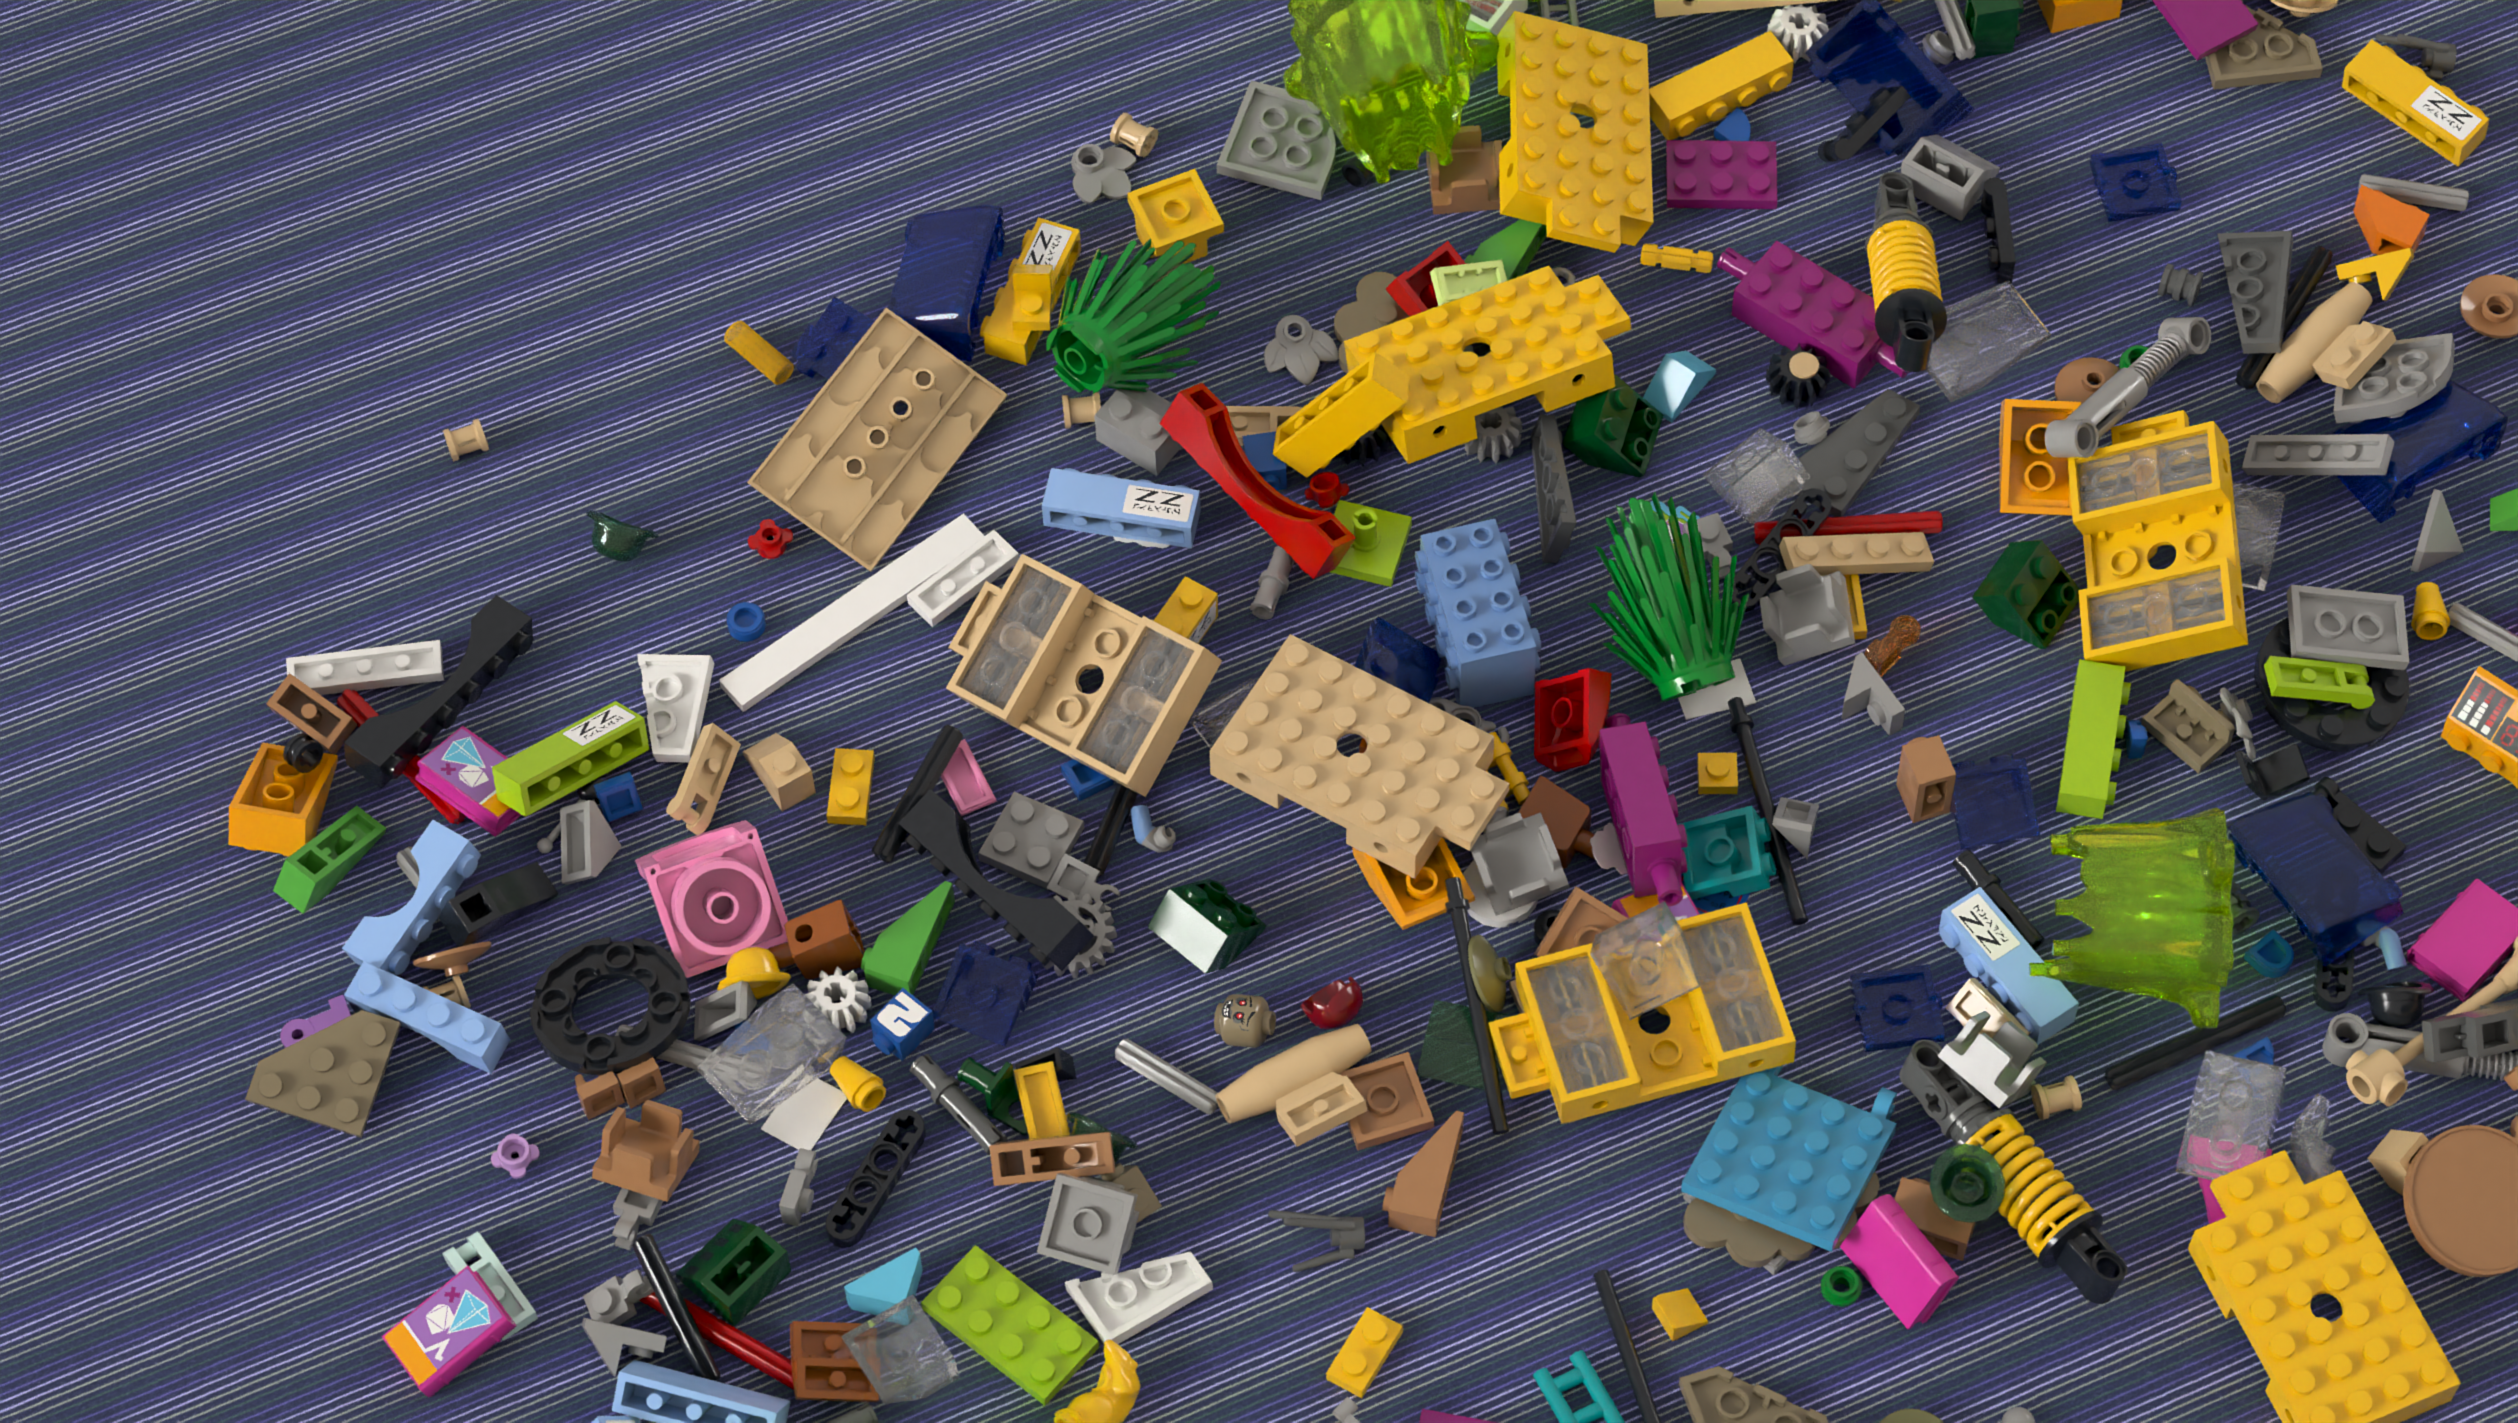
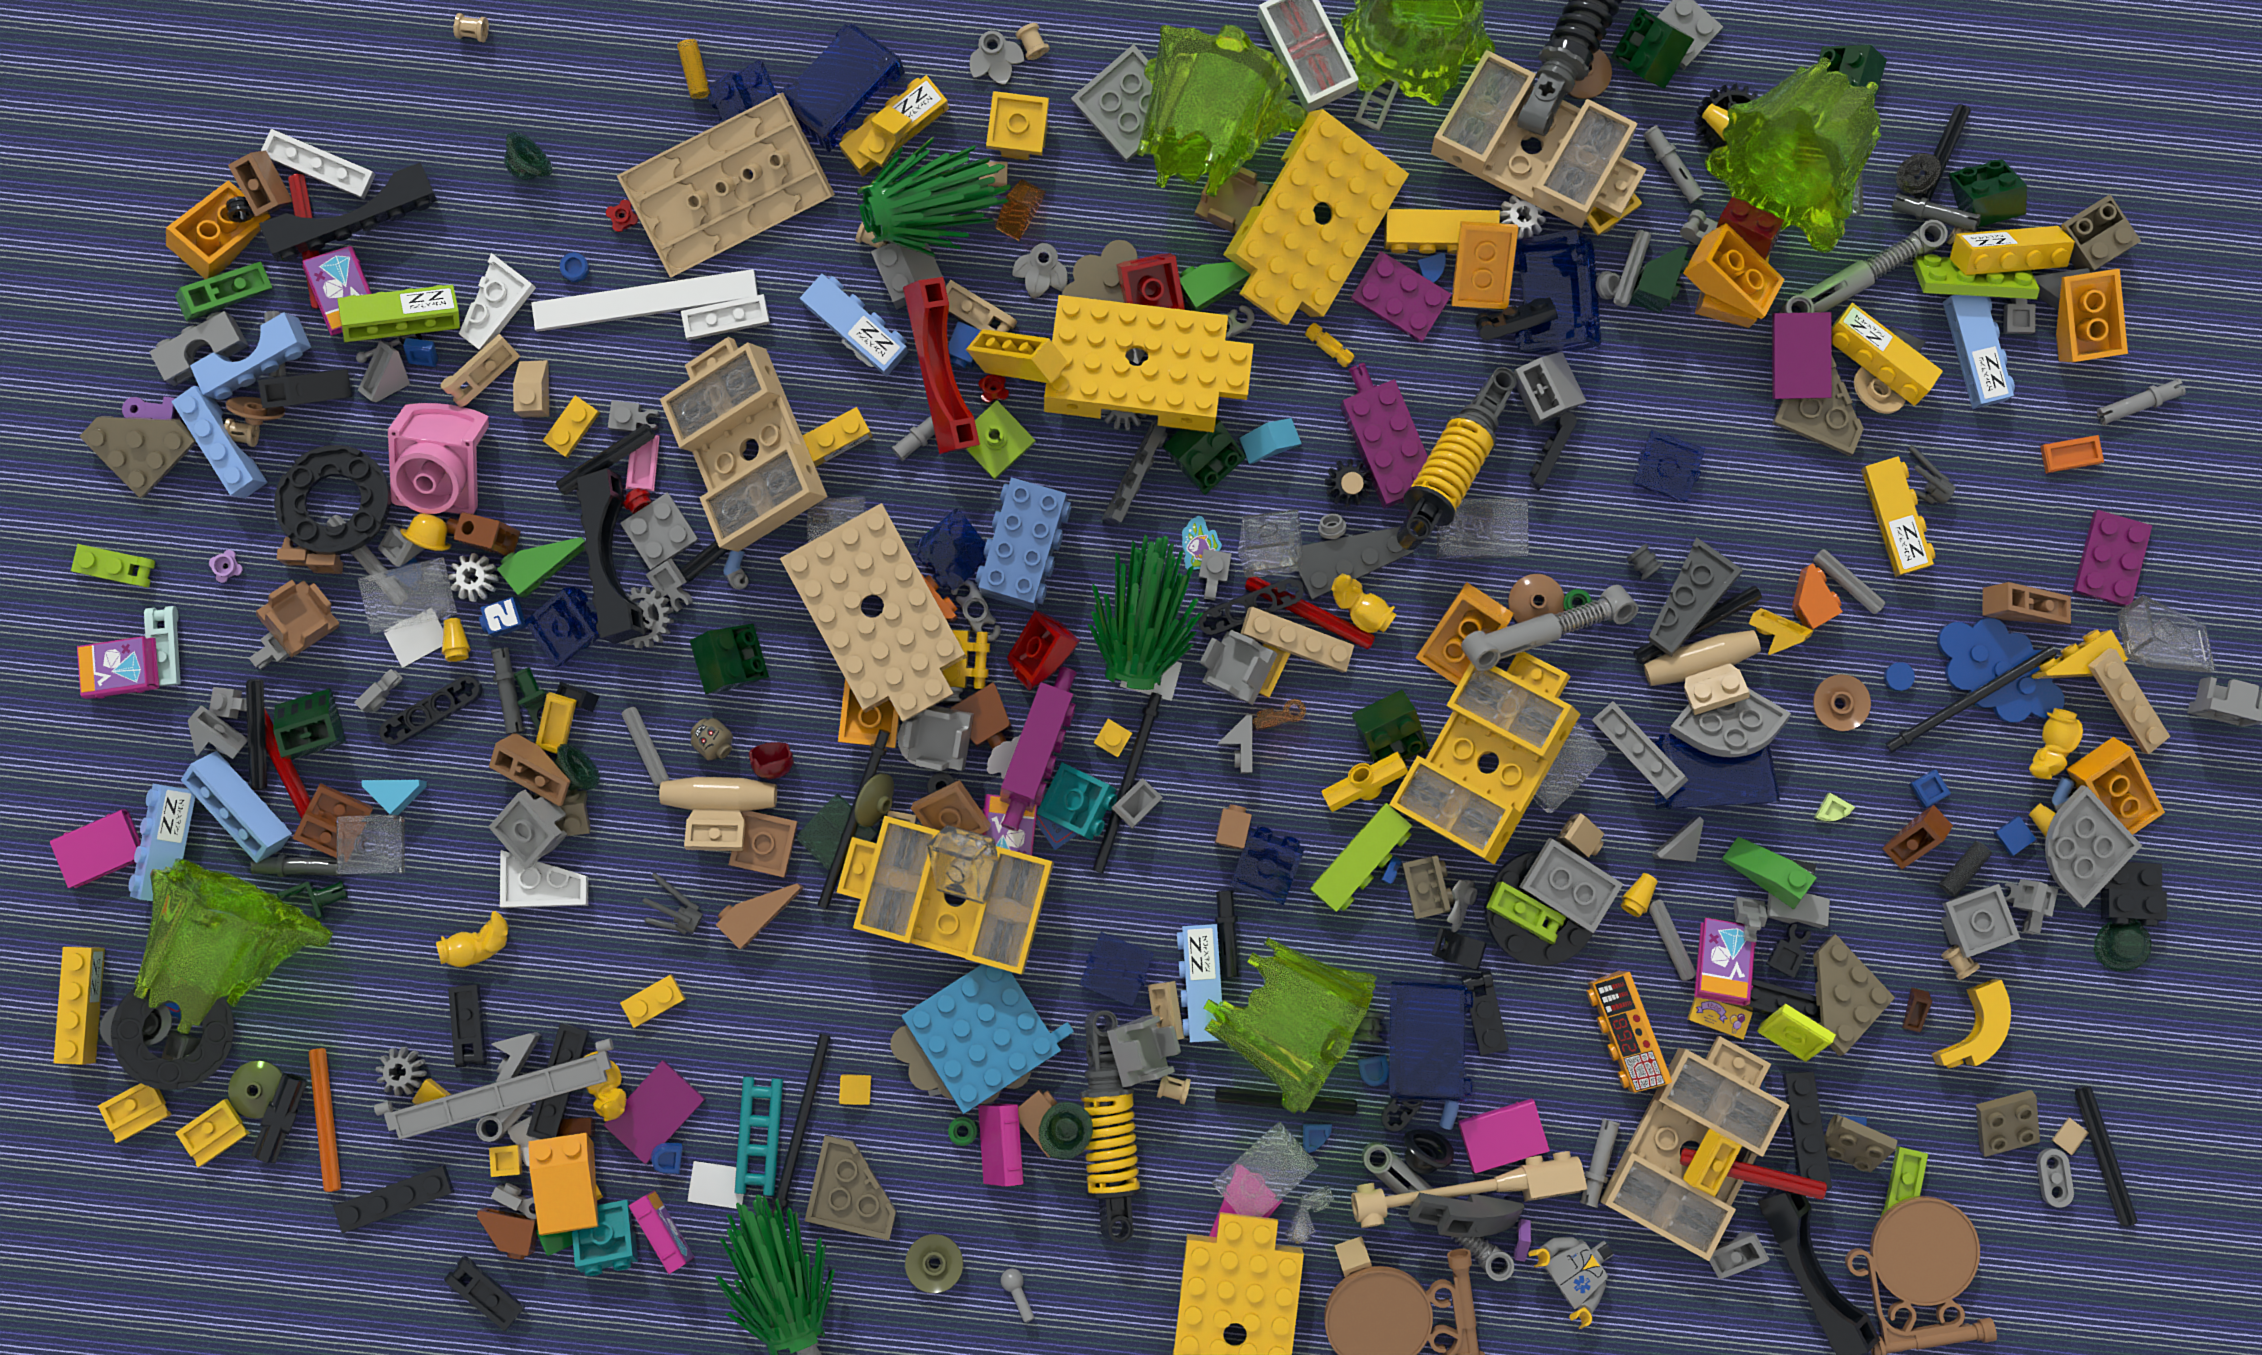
camera: 30 degrees right, 25 degrees up
(312, 957) = (177, 354): none -> light grey arch
(370, 1231) = (112, 565): none -> lime plate
(912, 740) = (628, 416): none -> light grey plate
(984, 816) = (637, 500): none -> red plate
(1010, 1325) = (454, 856): lime plate -> none
(1234, 306) = (1020, 209): none -> clear orange slope
(1465, 279) = (1169, 294): yellowish green plate -> none
(1792, 88) = (1484, 265): none -> light orange plate
(1911, 487) = (1366, 610): none -> yellow animal
(2038, 657) = (1365, 781): none -> yellow piece
(2319, 568) = (1581, 836): none -> tan slope

